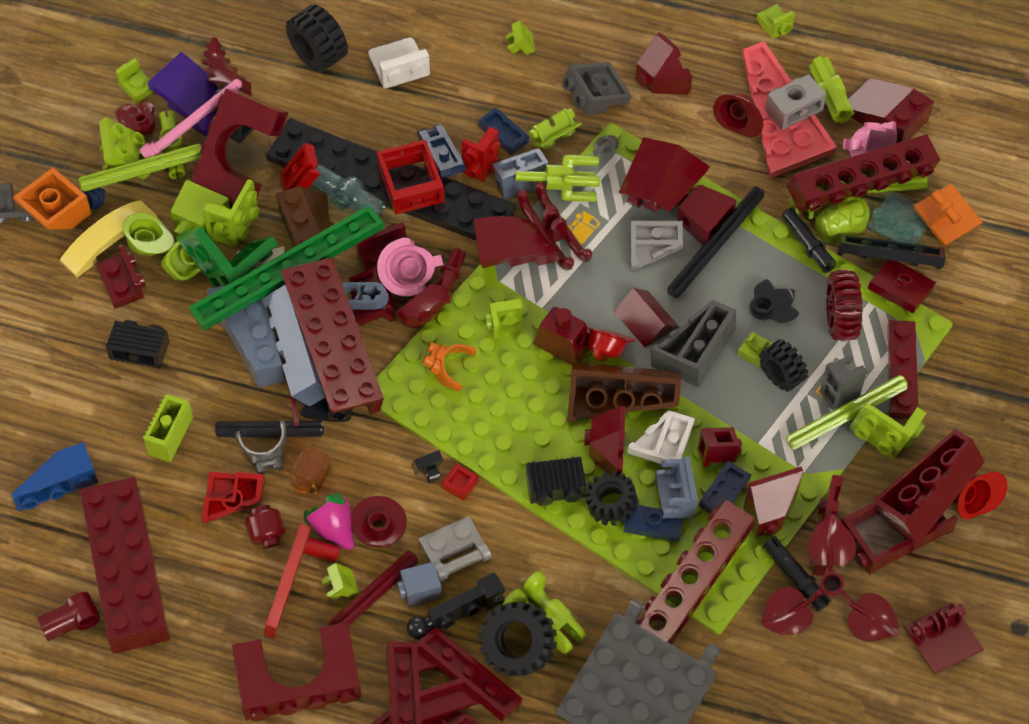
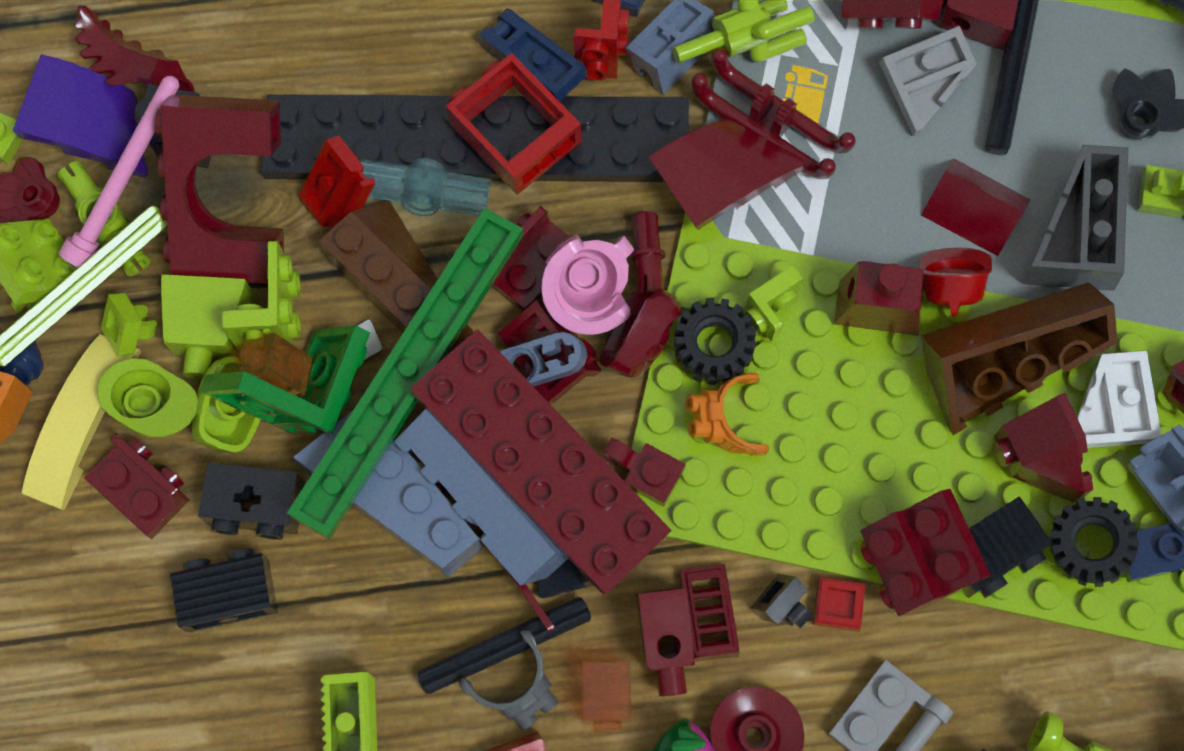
camera: 20 degrees left, 15 degrees up
(156, 198) = (126, 324): none -> lime tile
(170, 304) = (230, 486): none -> black brick
(225, 241) = (277, 363): none -> clear orange bracket
(356, 450) = (661, 615): none -> dark red torso
(379, 474) = (718, 649): none -> dark red slope
(391, 374) = (650, 472): none -> dark red plate
(460, 311) = (721, 316): none -> black tyre
(512, 464) = (923, 553): none -> dark red plate

